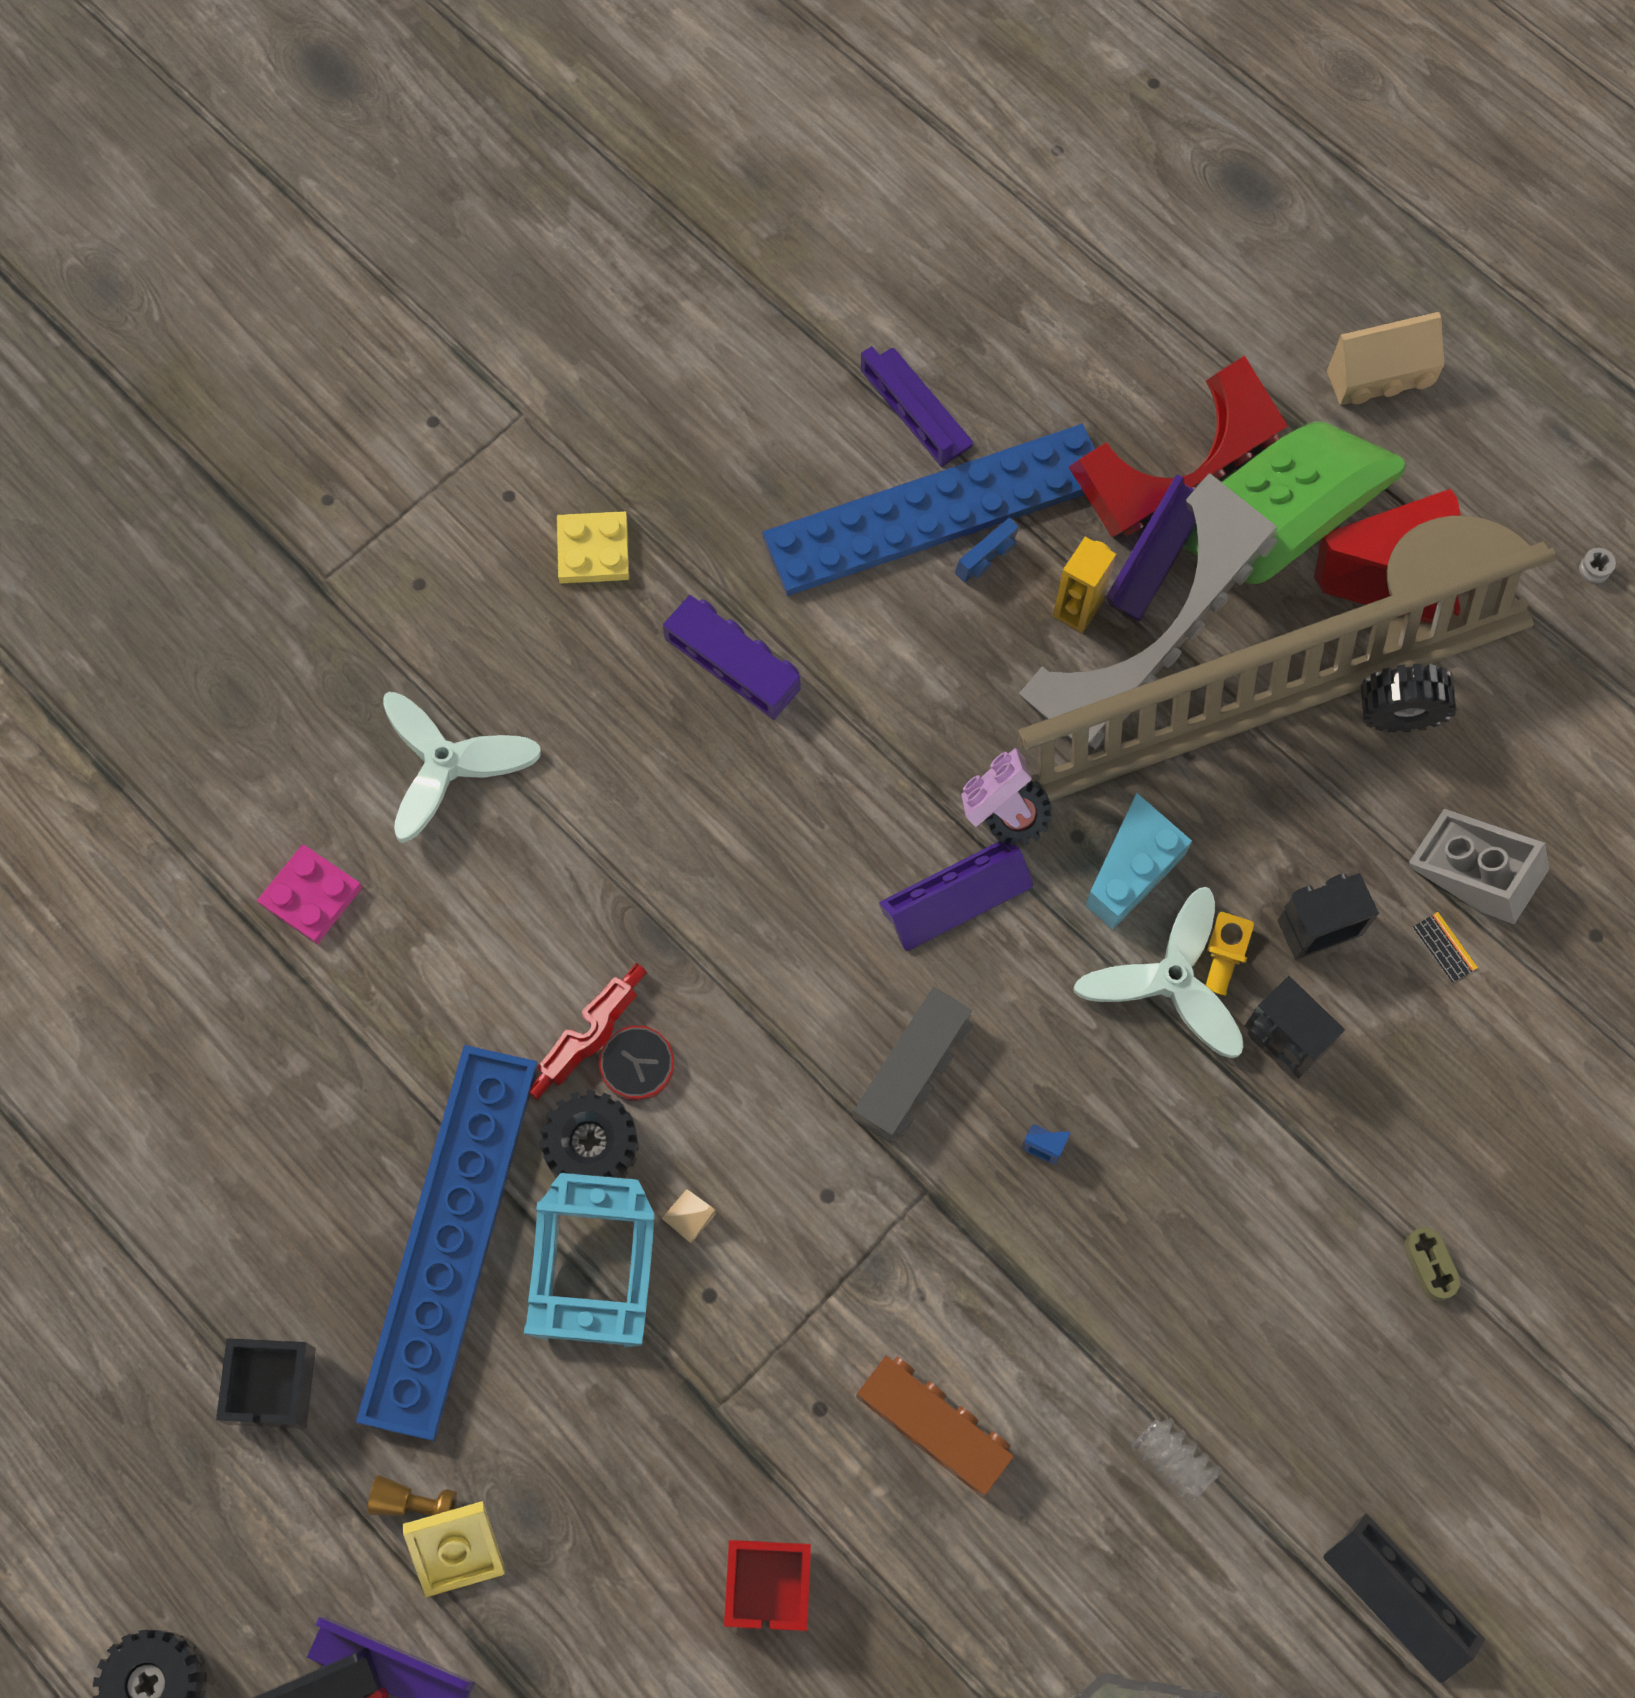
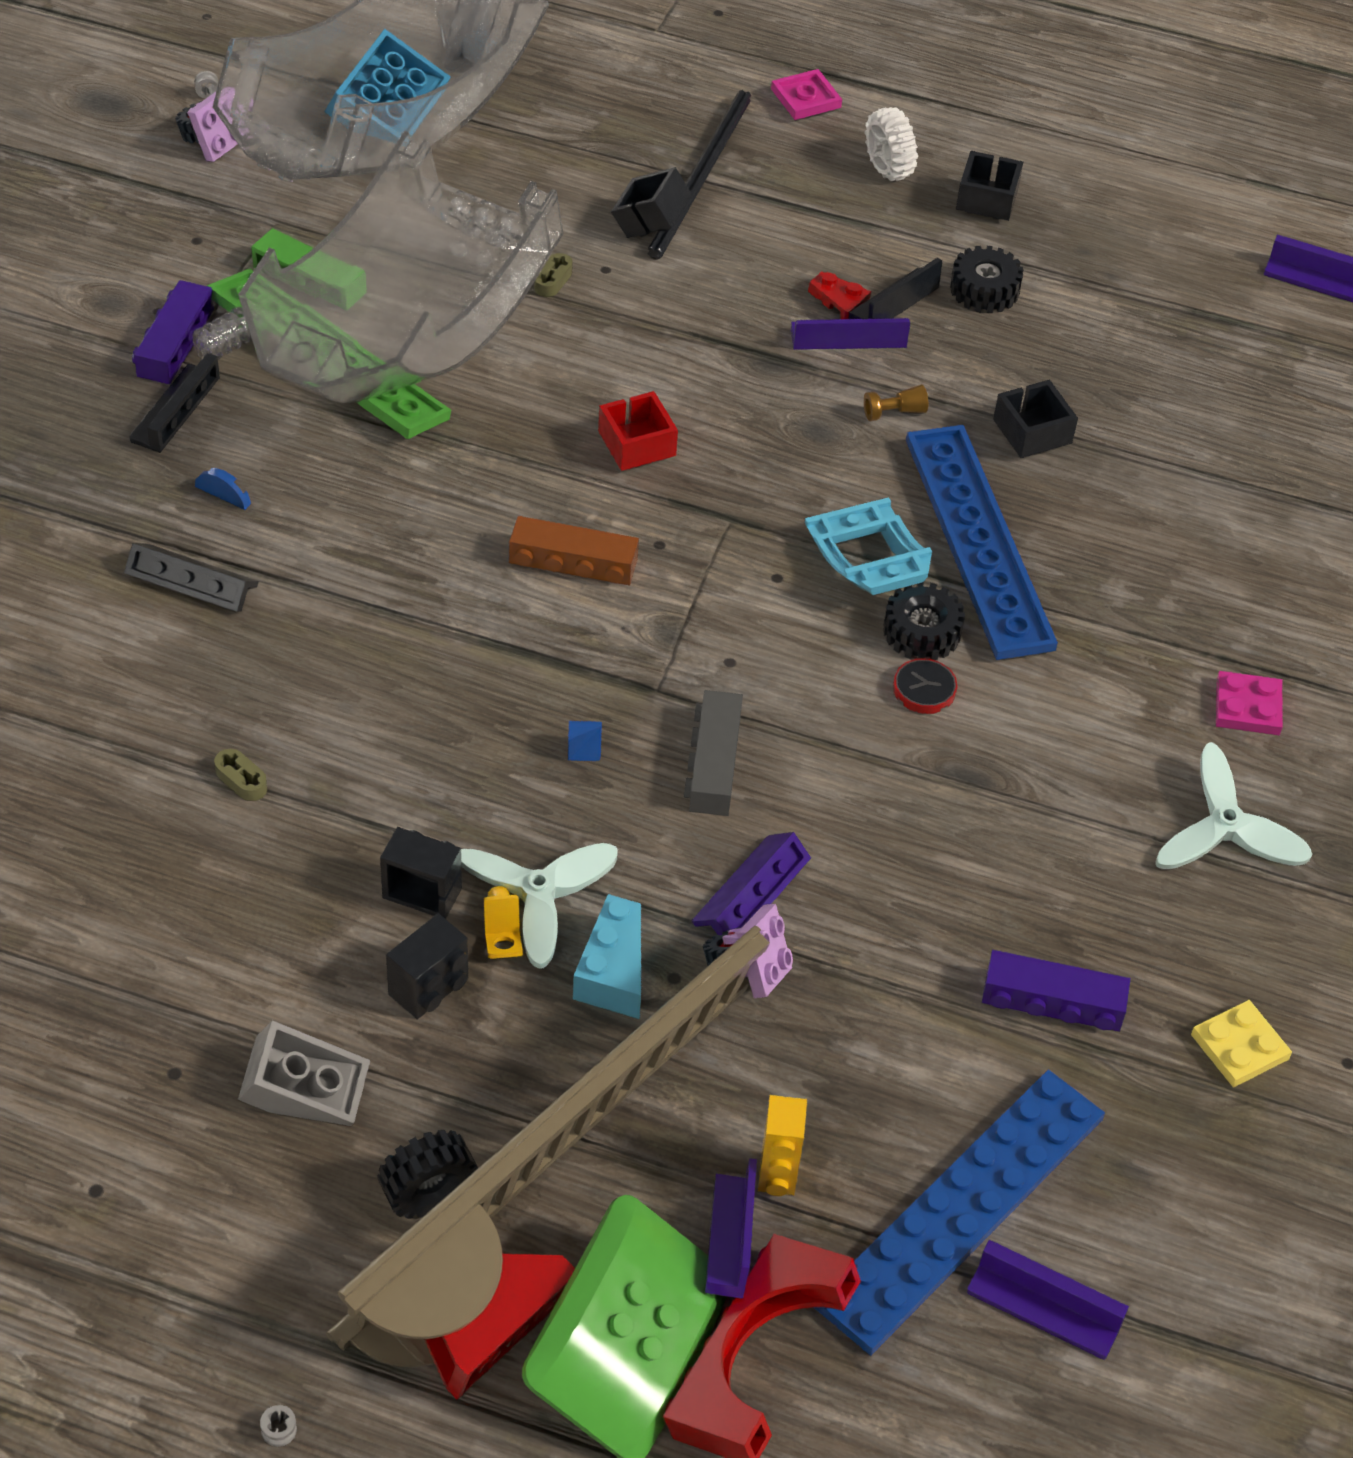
camera: 150 degrees right, 20 degrees down
(453, 1549) = (851, 384): light yellow plate -> none
(574, 1046) = (972, 702): red piece -> none
(689, 1215) = (822, 613): tan slope -> none
(978, 559) = (885, 1189): blue plate -> none
(1176, 1458) = (390, 588): clear piece -> none
(1228, 544) = (666, 1197): light grey arch -> none
(1445, 947) = (310, 1011): black sticker -> none

